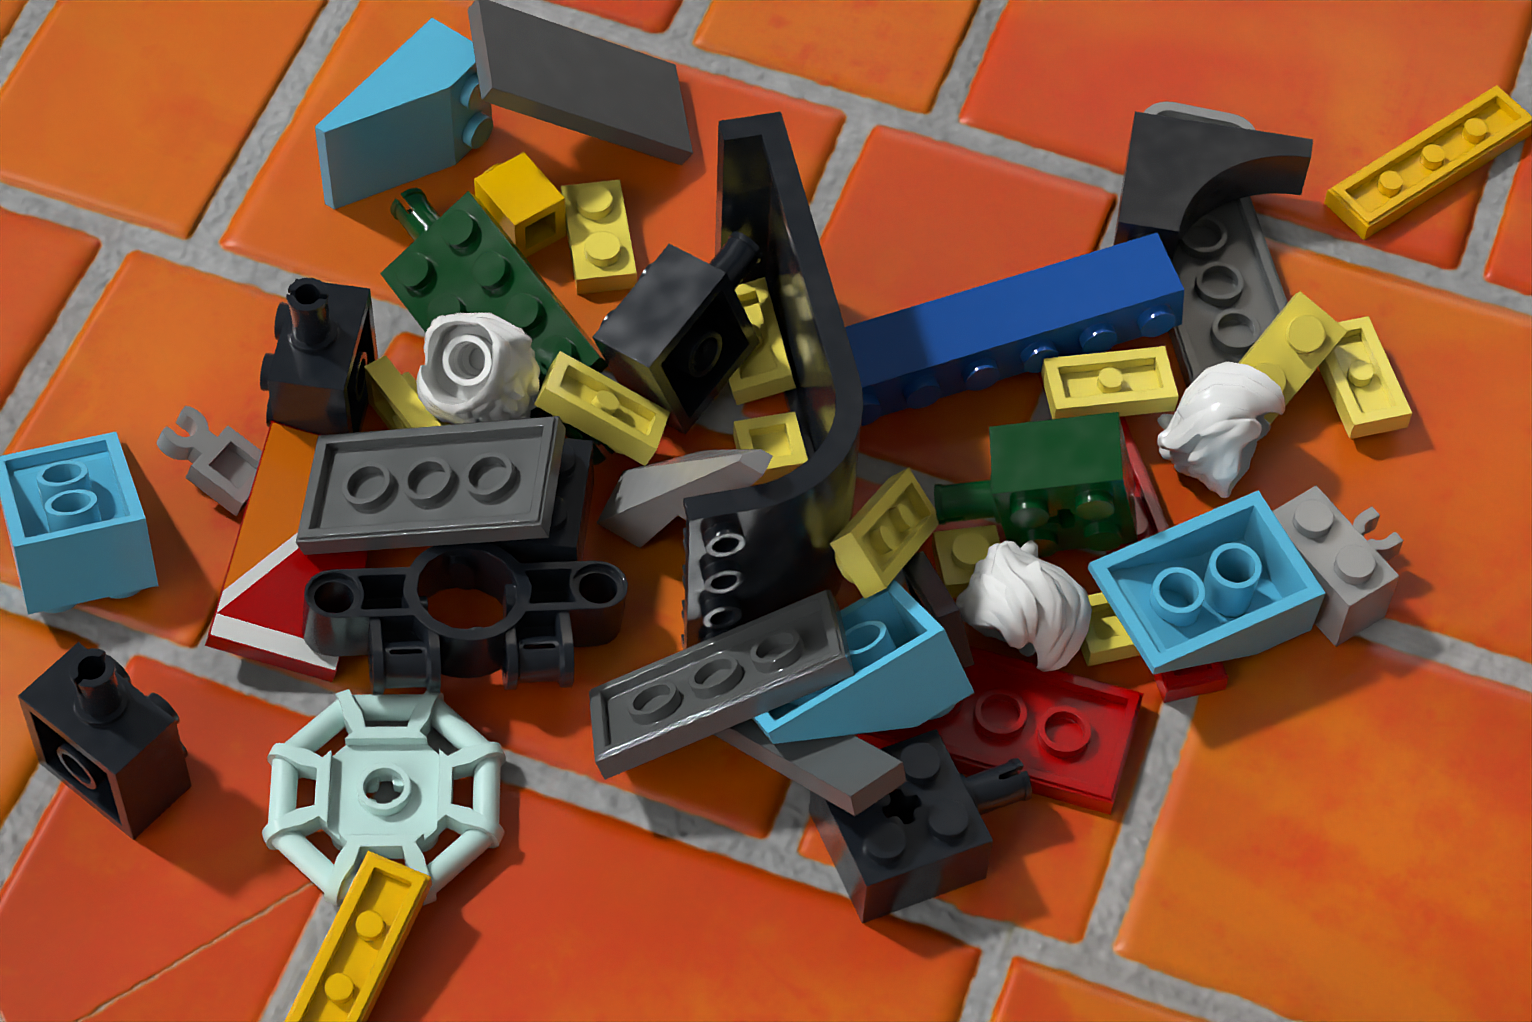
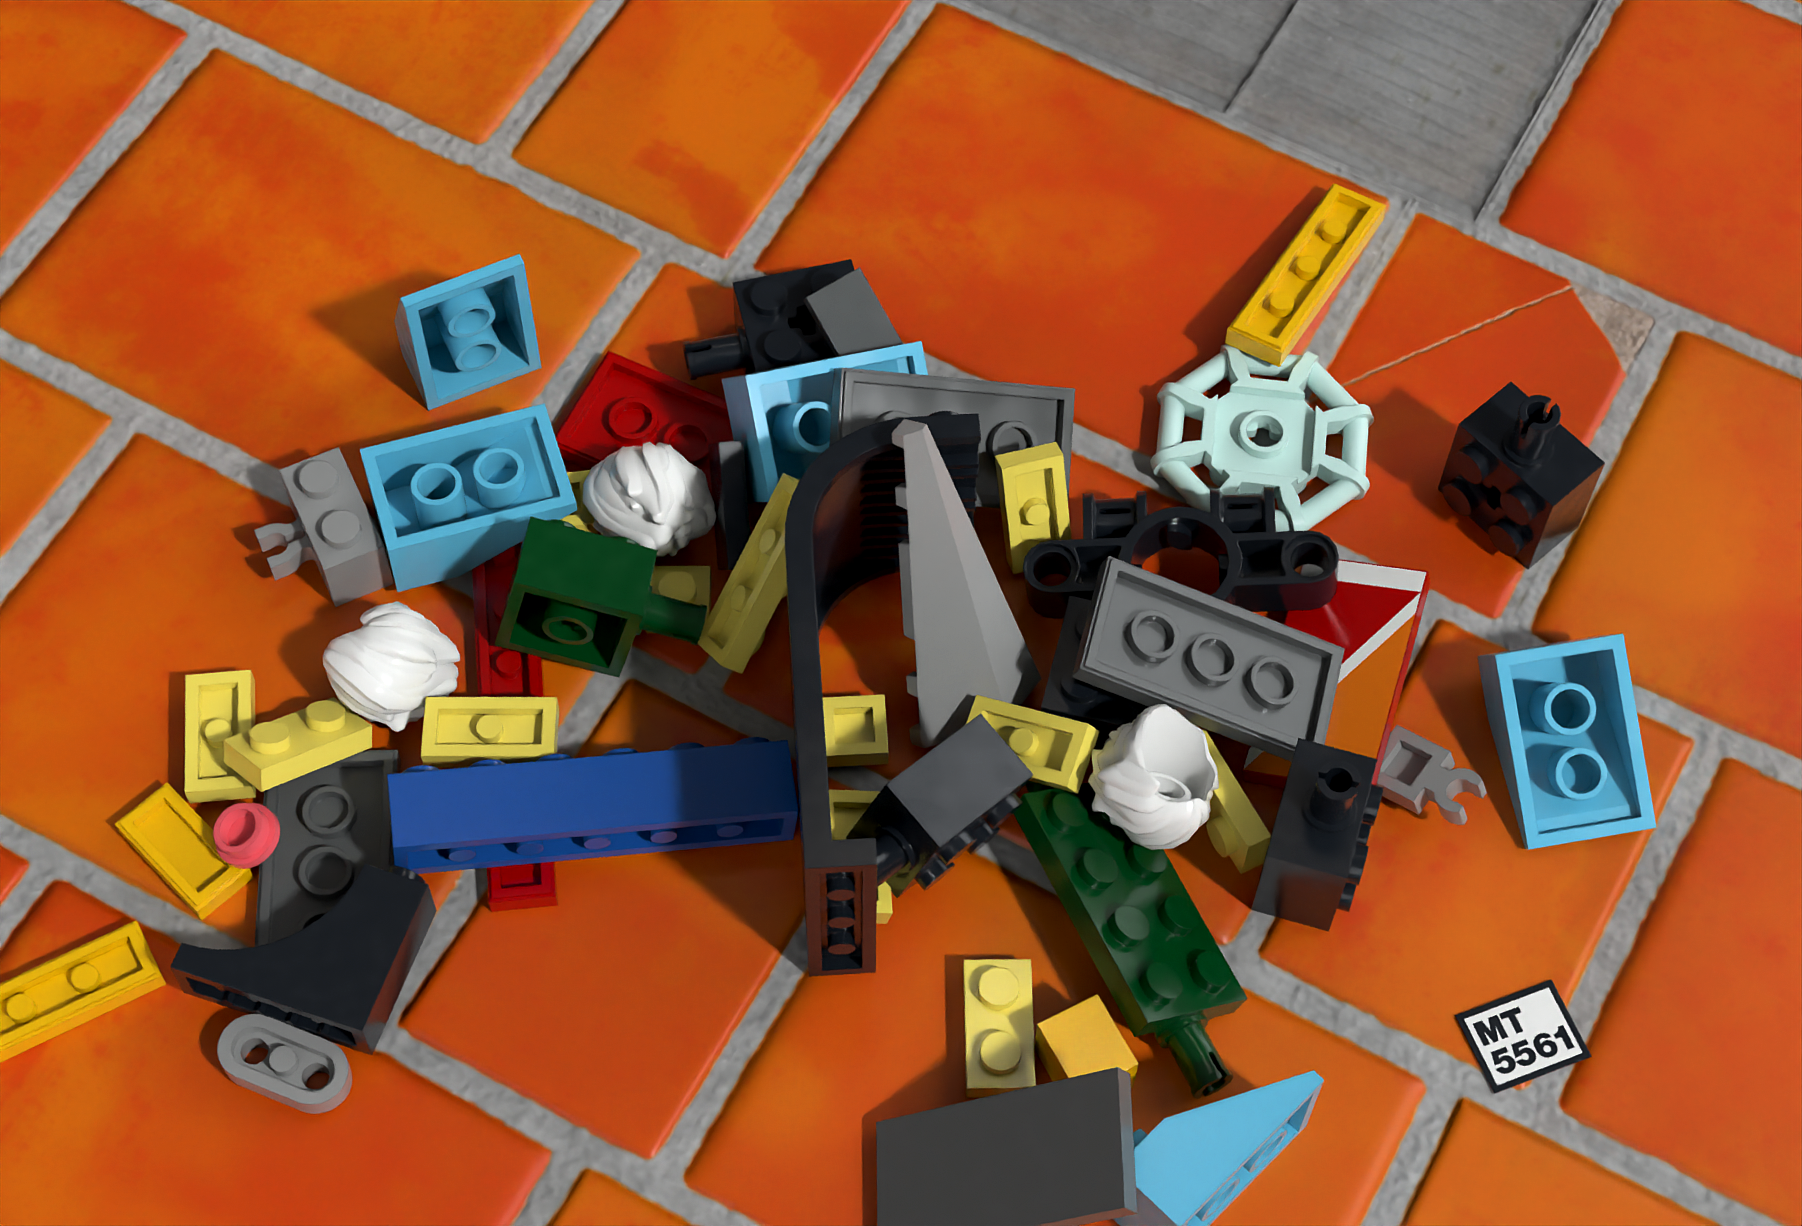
camera: 170 degrees left, 5 degrees up
(130, 288) = (1523, 1036): none -> sticker
(625, 649) = (1032, 500): none -> light yellow plate
(1268, 751) = (469, 332): none -> medium azure slope
(1296, 275) = (246, 834): none -> coral plate
(1352, 291) = (182, 851): none -> yellow tile

